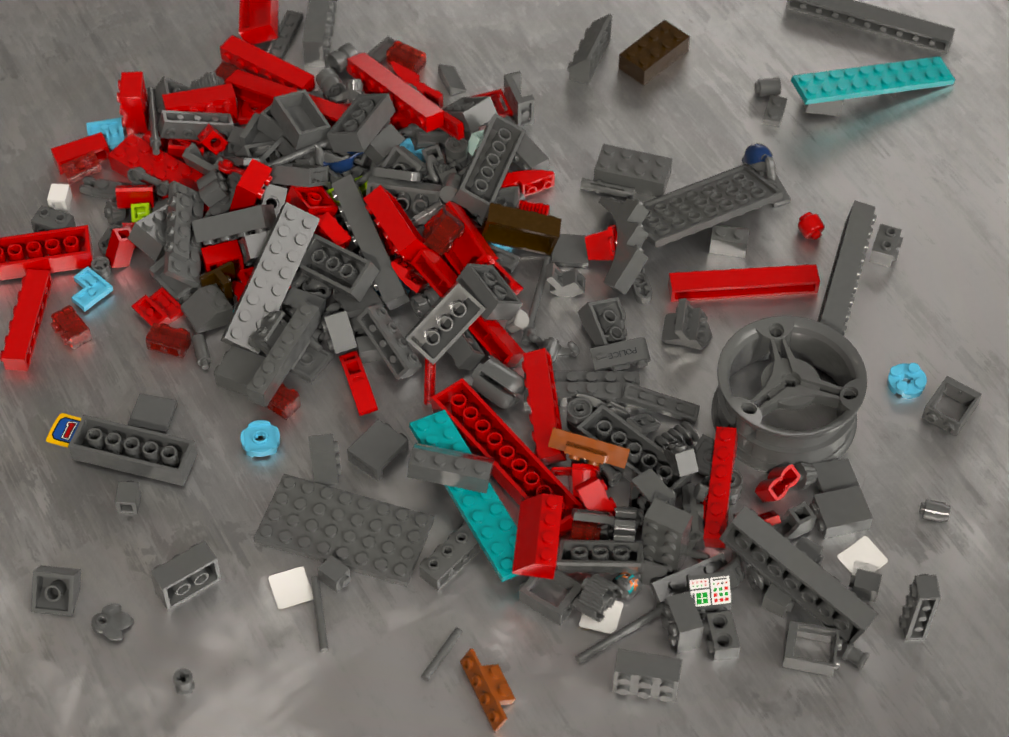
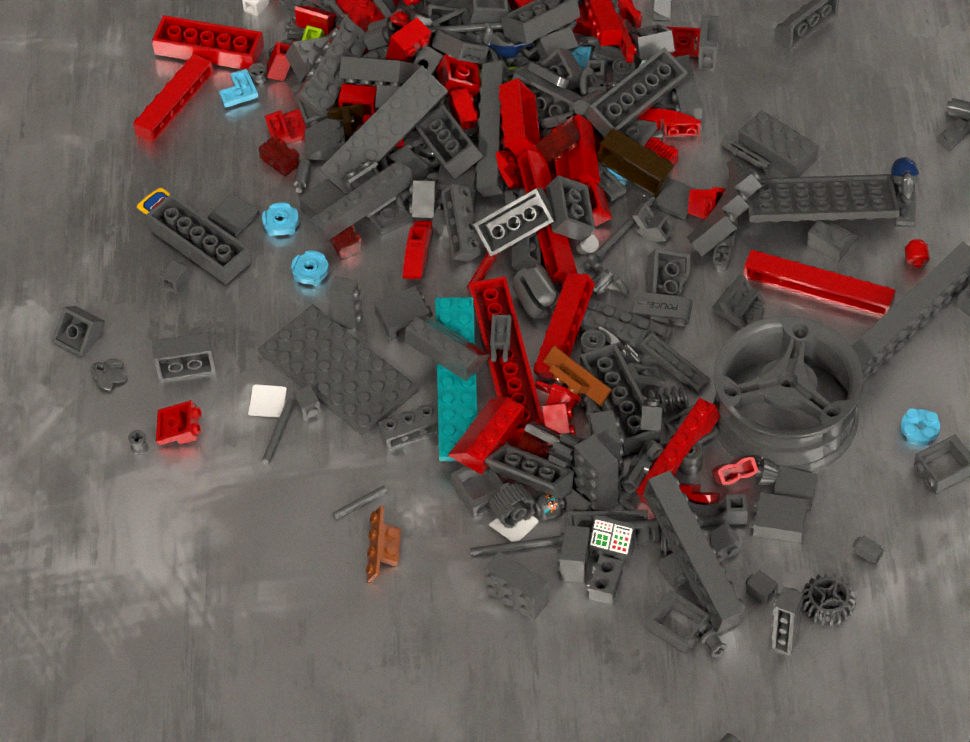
camera: 30 degrees right, 0 degrees up
(51, 219) = (237, 17): dark grey brick -> none
(71, 327) = (205, 117): clear red brick -> none
(207, 410) = (286, 226): none -> medium azure plate
(215, 646) = (178, 423): none -> red plate
(494, 437) = (500, 336): none -> dark grey hinge
(654, 52) = (868, 39): dark brown piece -> none
(862, 556) = (777, 564): white sticker -> none
(935, 564) = (832, 609): none -> dark grey gear

